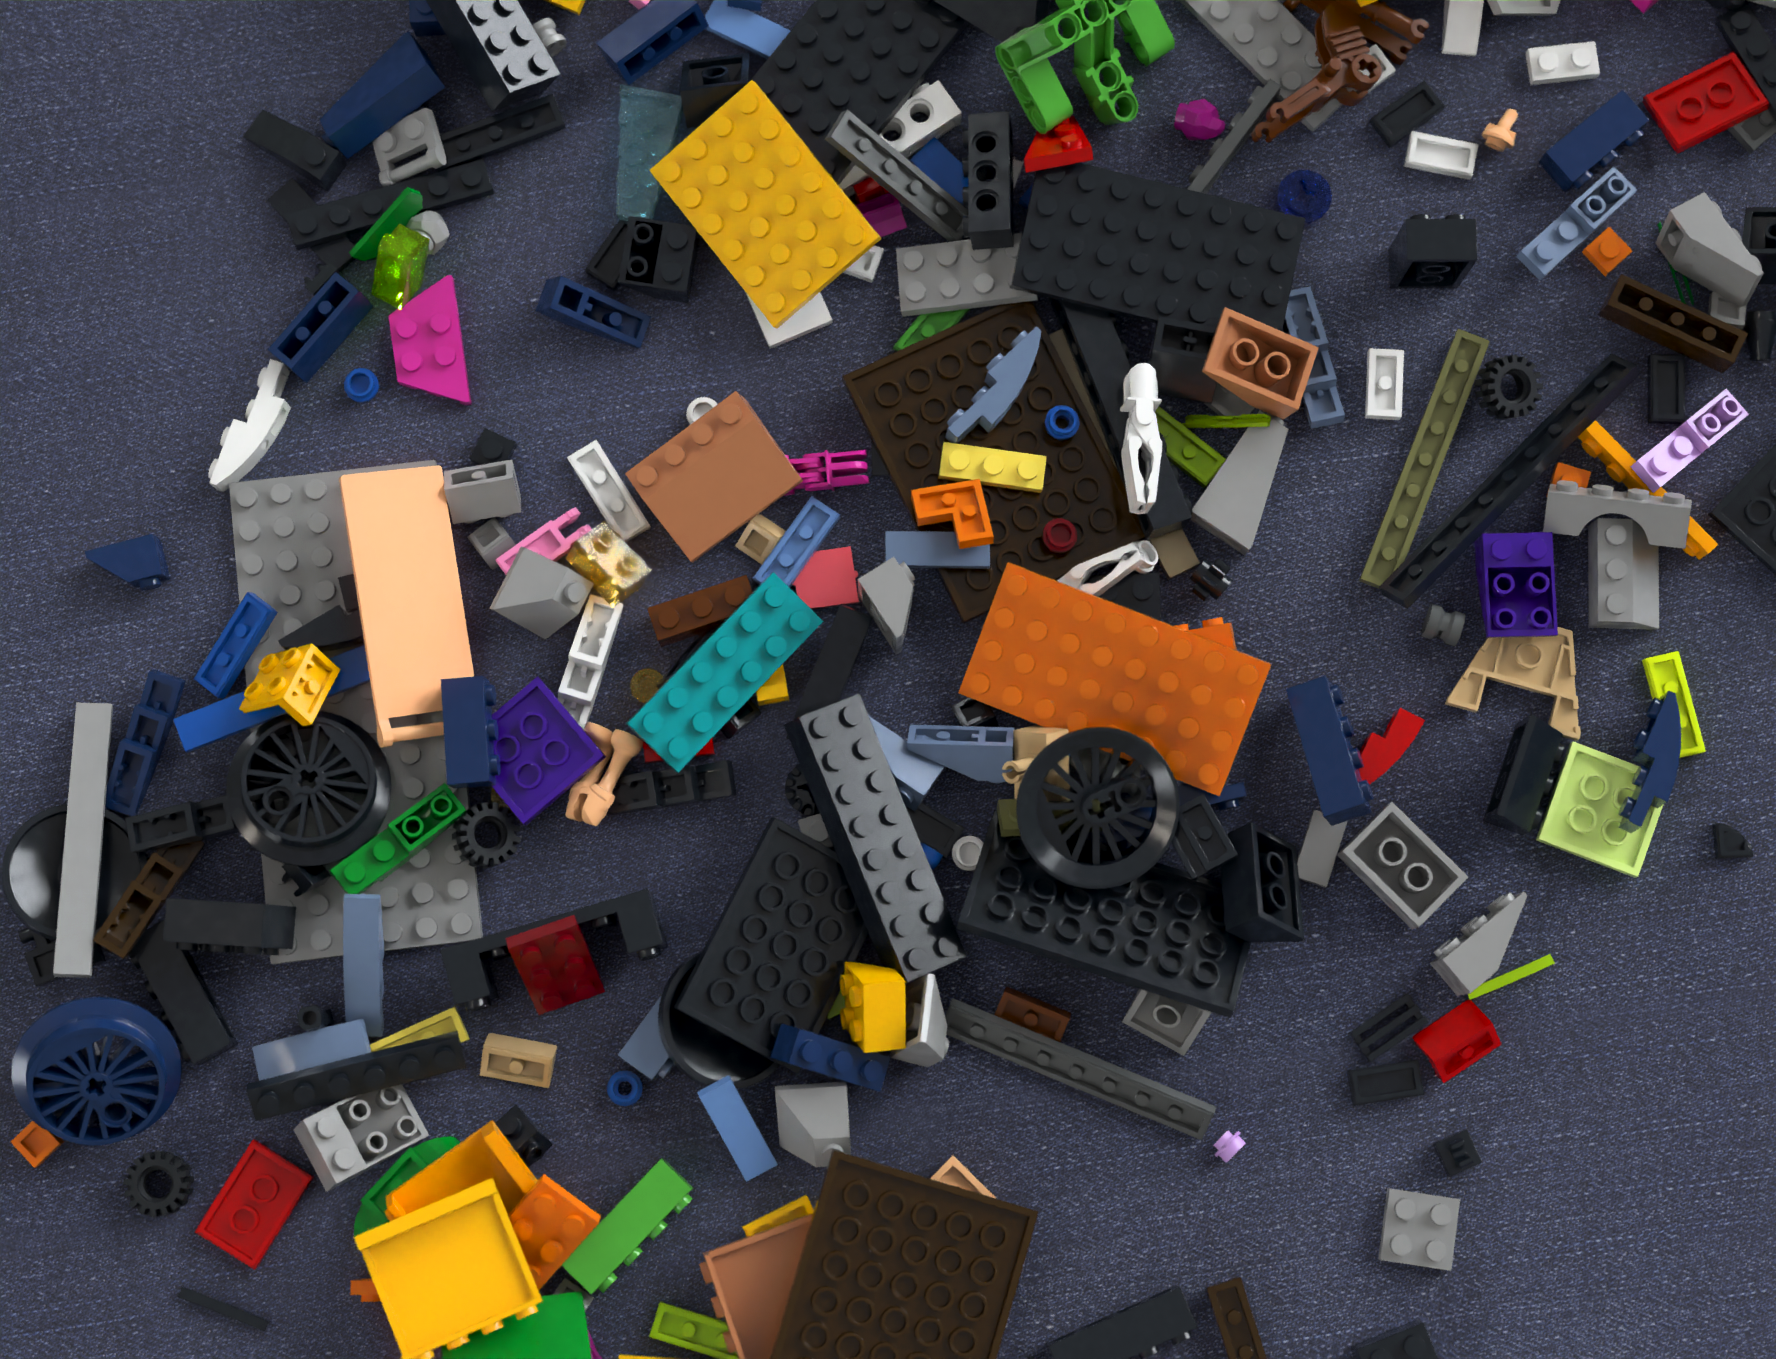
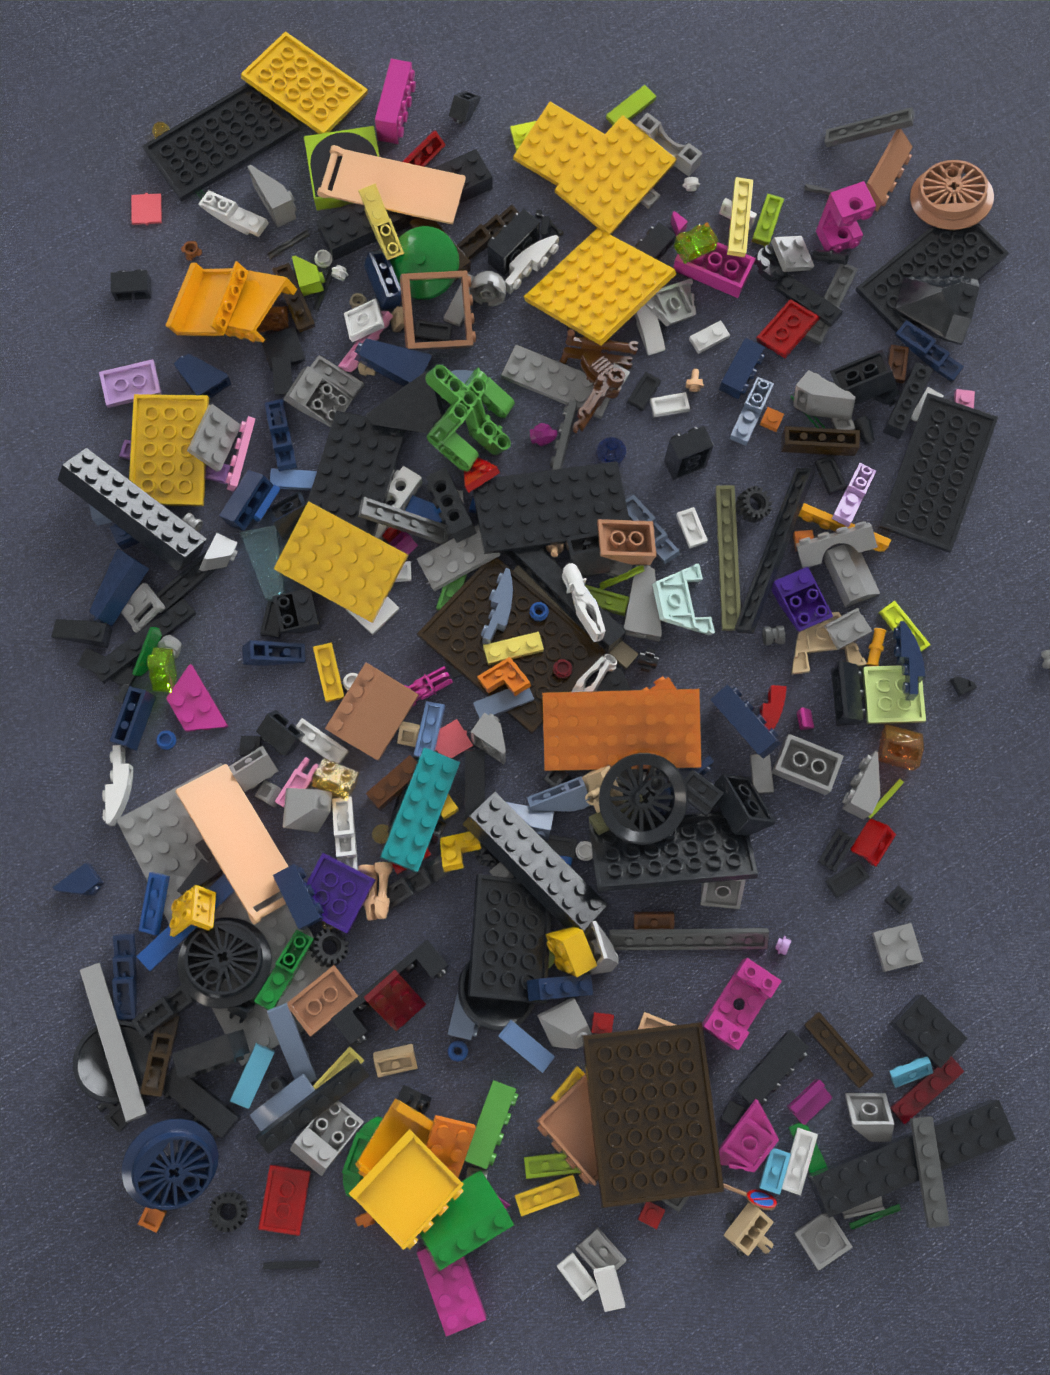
camera: 25 degrees left, 5 degrees down
(281, 987) = (252, 1075): none -> medium azure tile
(439, 914) = (321, 1000): none -> nougat plate
(541, 445) = (274, 731): none -> black piece
(571, 107) = (219, 553): none -> slope
(670, 381) = (328, 672): none -> yellow plate
(684, 52) = (266, 503): none -> blue tile
(755, 756) = (454, 846): none -> yellow plate
(877, 1144) = (602, 1023): none -> red plate
(1135, 328) = (555, 549): none -> light nougat plate
(1147, 1188) = (751, 985): none -> dark pink plate
(1299, 498) = (675, 601): none -> light aqua wing
(1434, 788) = (805, 719): none -> dark pink slope
(1574, 666) = (848, 629): none -> light grey plate
(1574, 903) = (901, 747): none -> clear orange slope
(1610, 717) = (876, 647): none -> light orange pin

